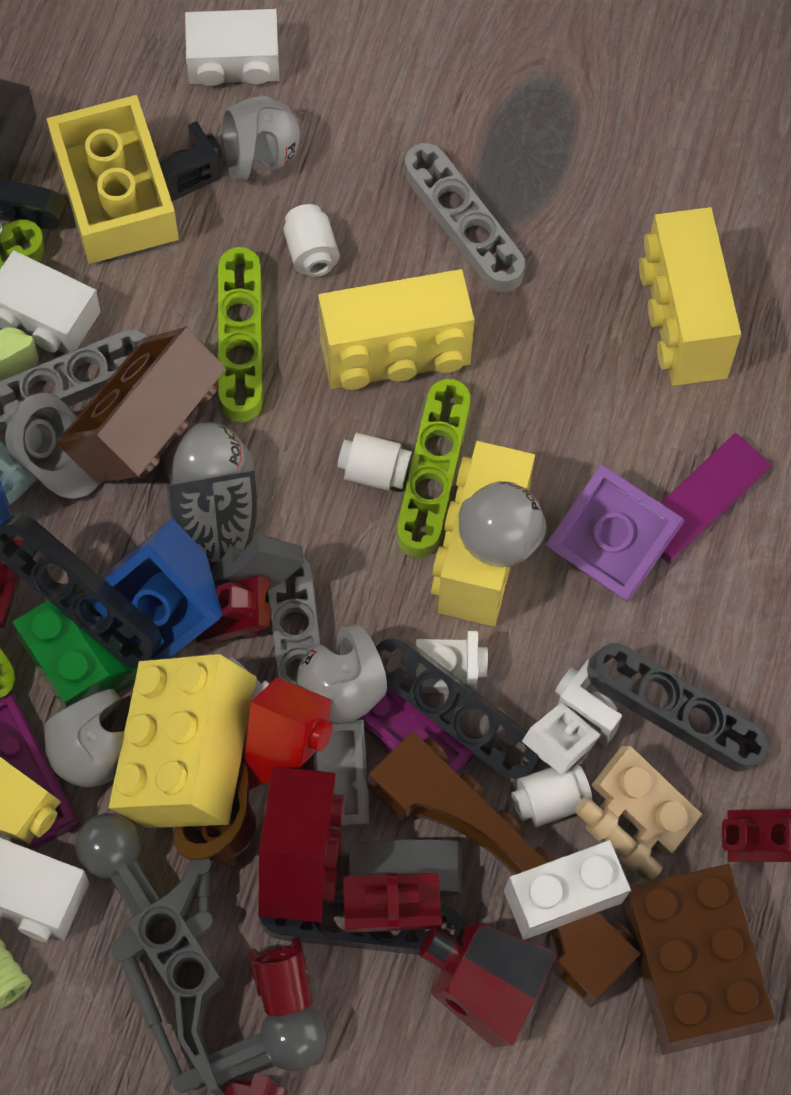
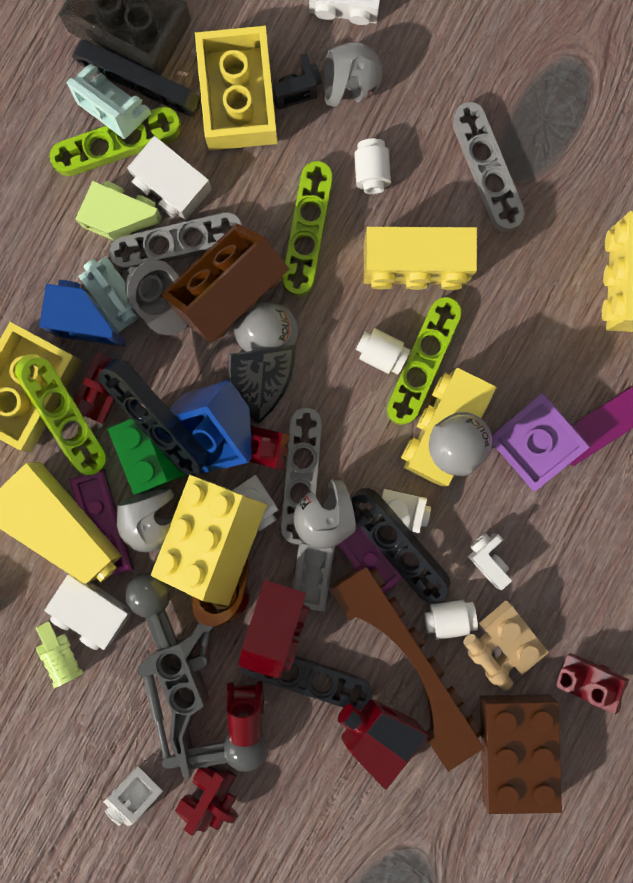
camera: 15 degrees right, 20 degrees up
(261, 557) = (278, 418): dark grey slope -> none
(284, 729) = (279, 550): red slope -> none
(392, 902) = (327, 682): dark red hips -> none
(410, 858) = (342, 650): dark grey slope -> none
(561, 738) = (466, 587): white bracket -> none
(566, 889) = (445, 706): white brick -> none
(675, 714) = (548, 583): black beam -> none

